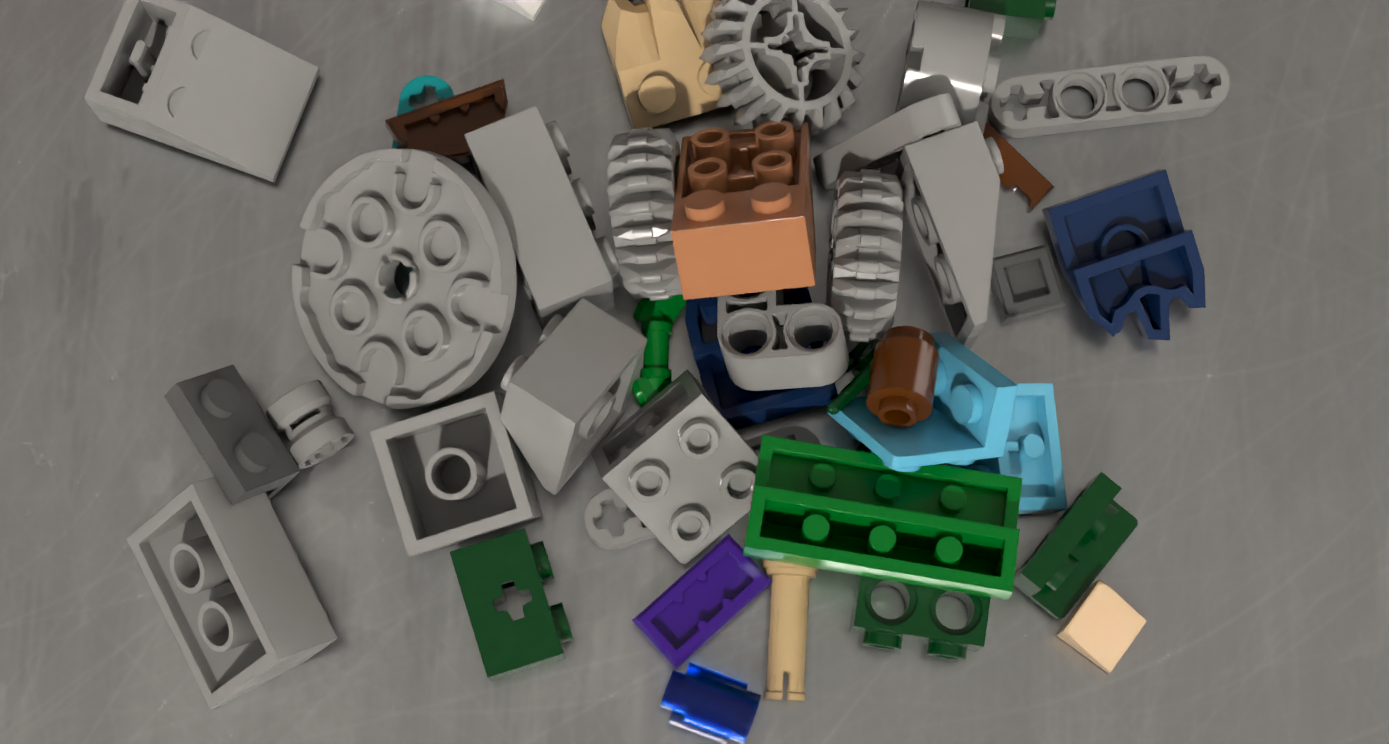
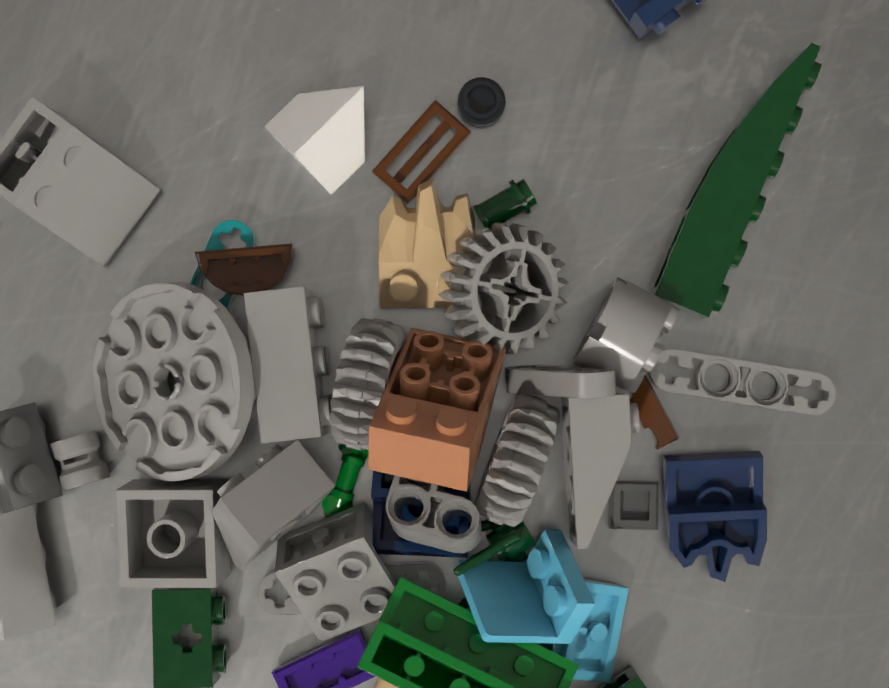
camera: 15 degrees right, 10 degrees up
(903, 376) = (515, 567): reddish brown brick -> none

